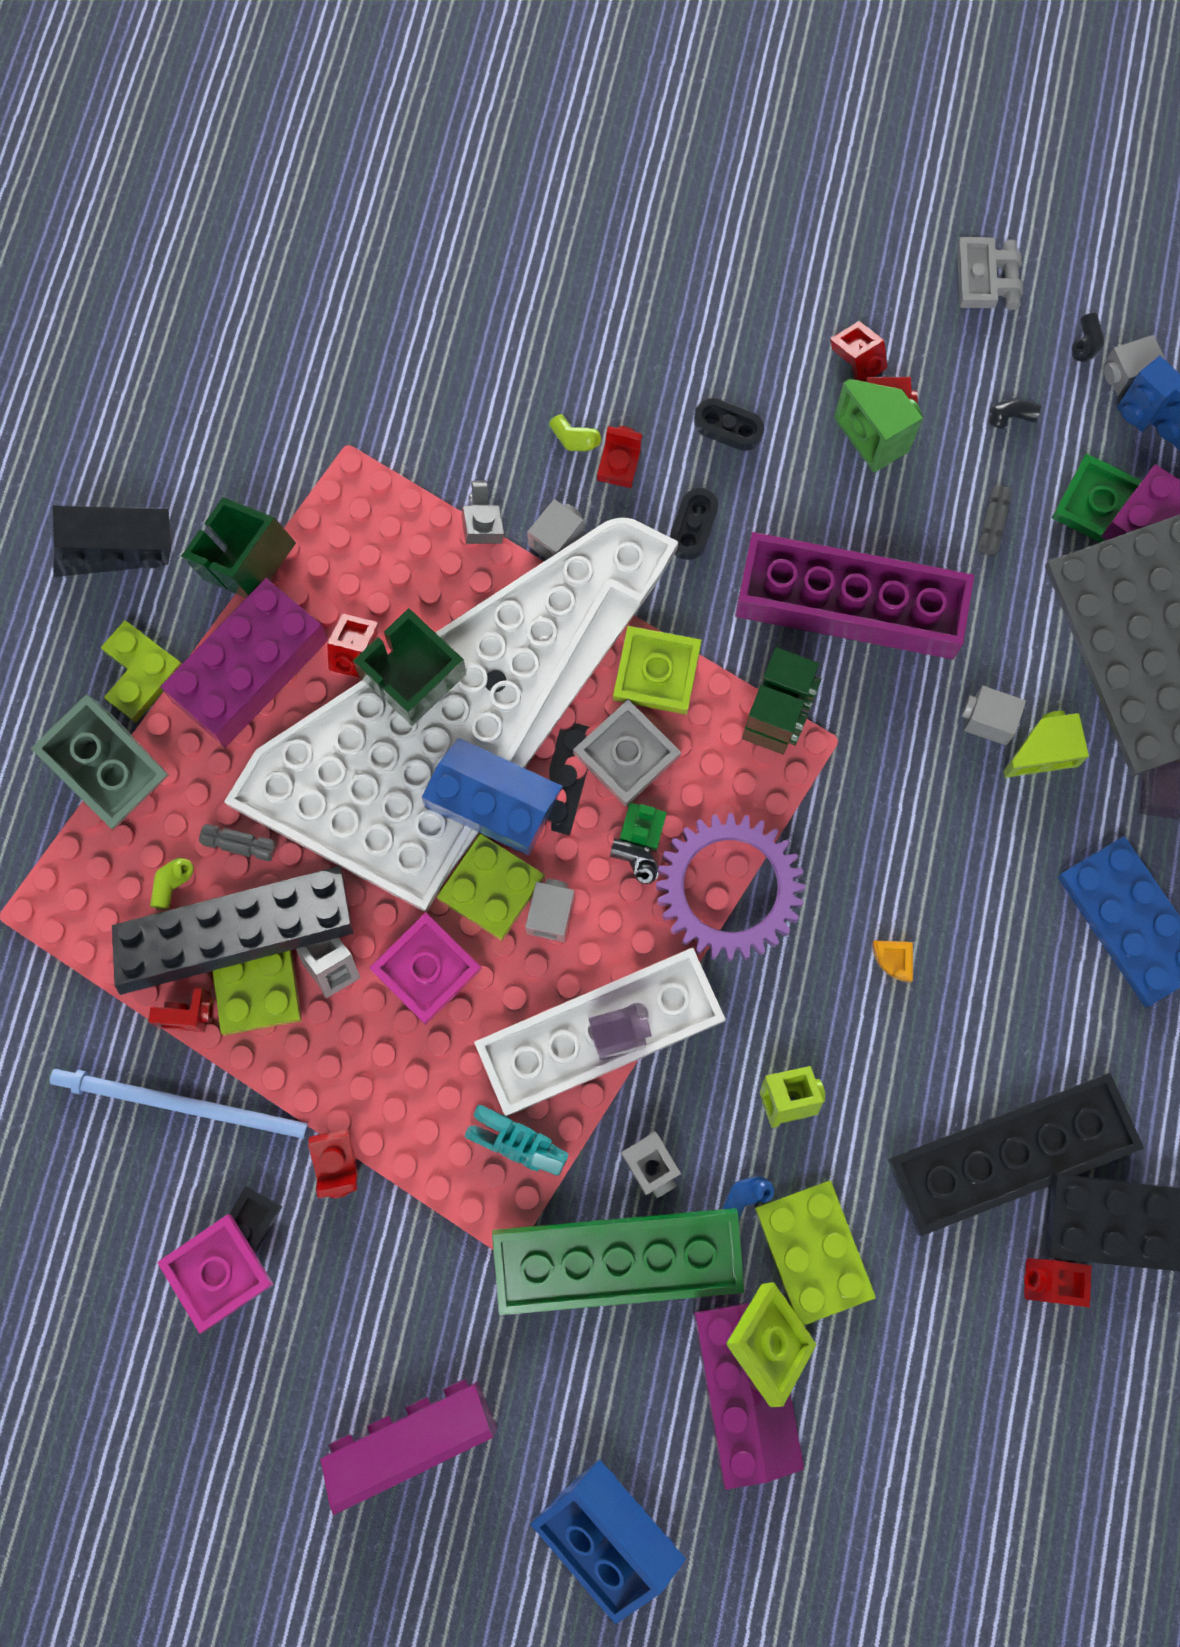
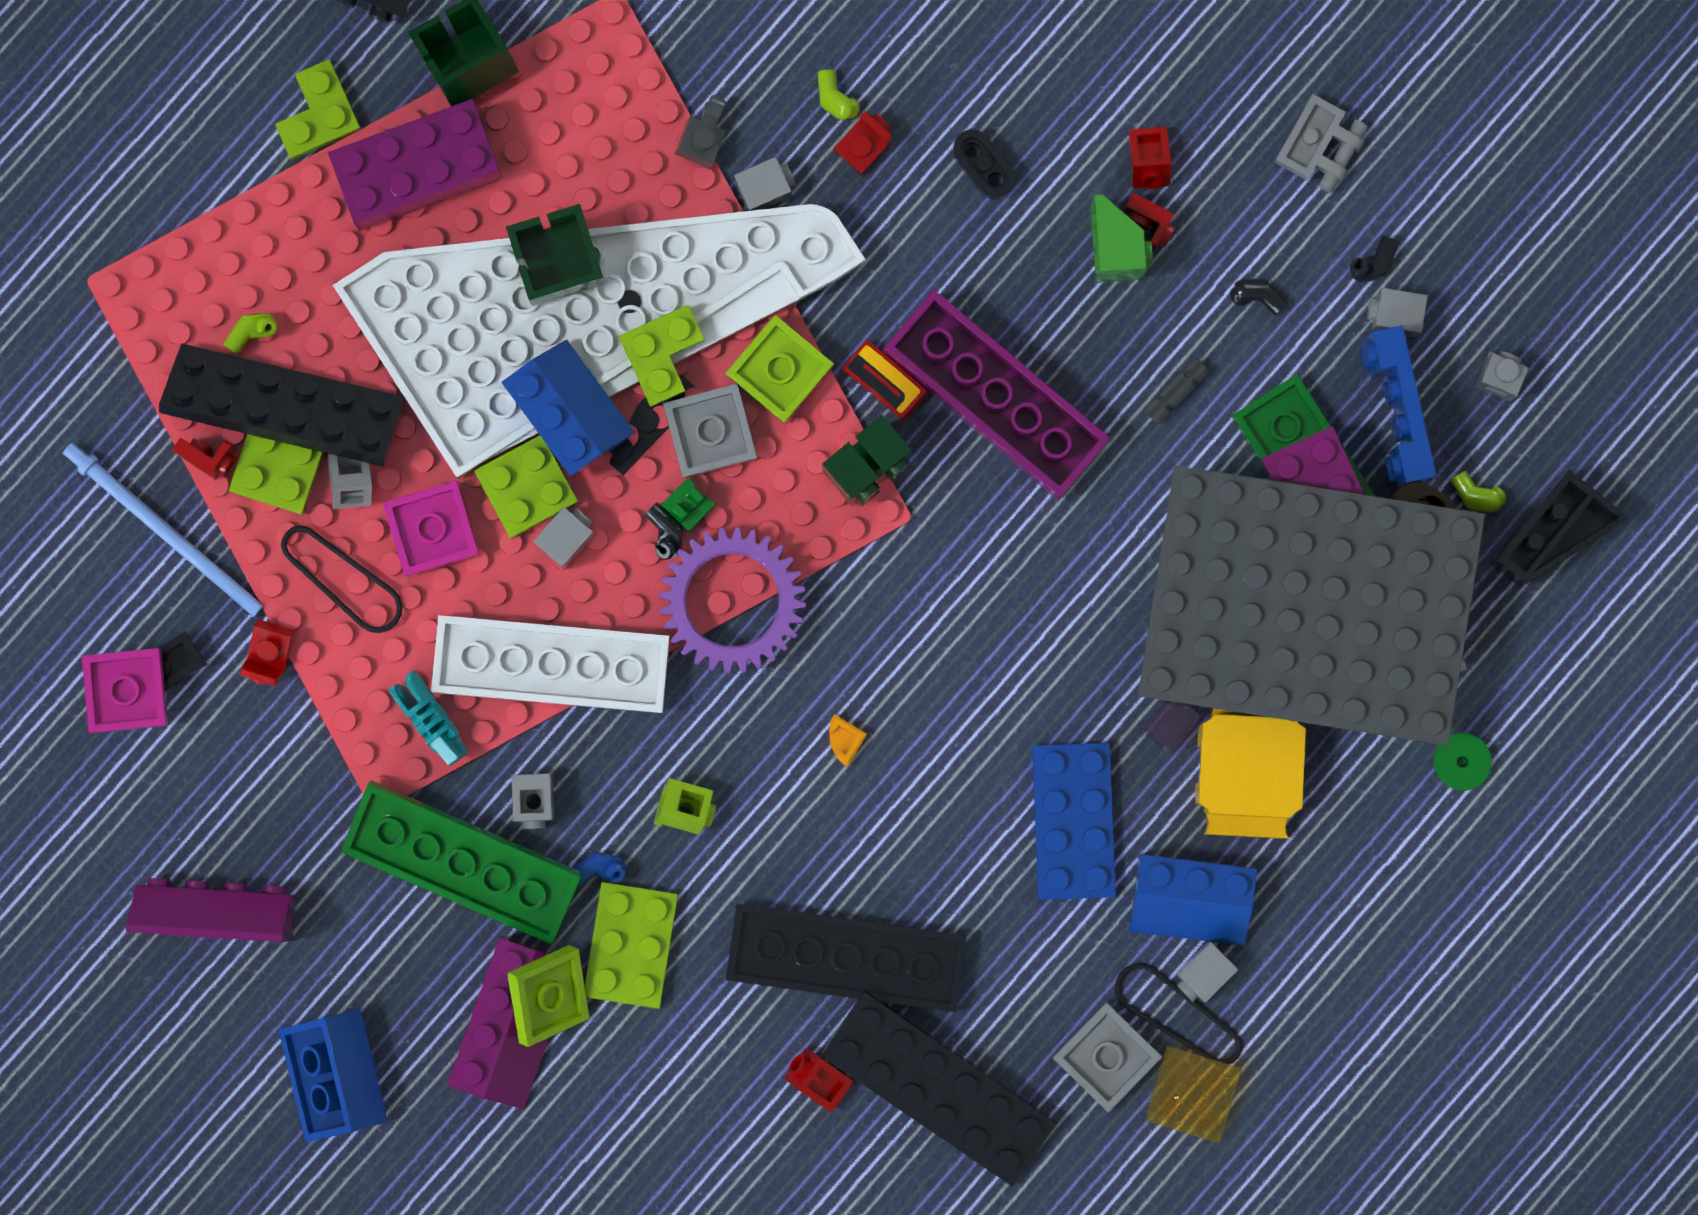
camera: 30 degrees right, 10 degrees up
(100, 761) = (243, 189): sand green slope -> none
(237, 842) = (326, 326): dark grey axle -> none
(347, 641) = (519, 196): red bracket -> none
(364, 1078) = (352, 562): none -> black piece
(538, 708) = (650, 352): none -> lime plate
(619, 1032) = (562, 675): clear purple brick -> none
(692, 525) = (895, 245): black plate -> none
(748, 635) = (885, 380): none -> slope
(993, 715) = (1058, 572): light grey brick -> none
(1051, 745) = (1091, 627): lime slope -> none

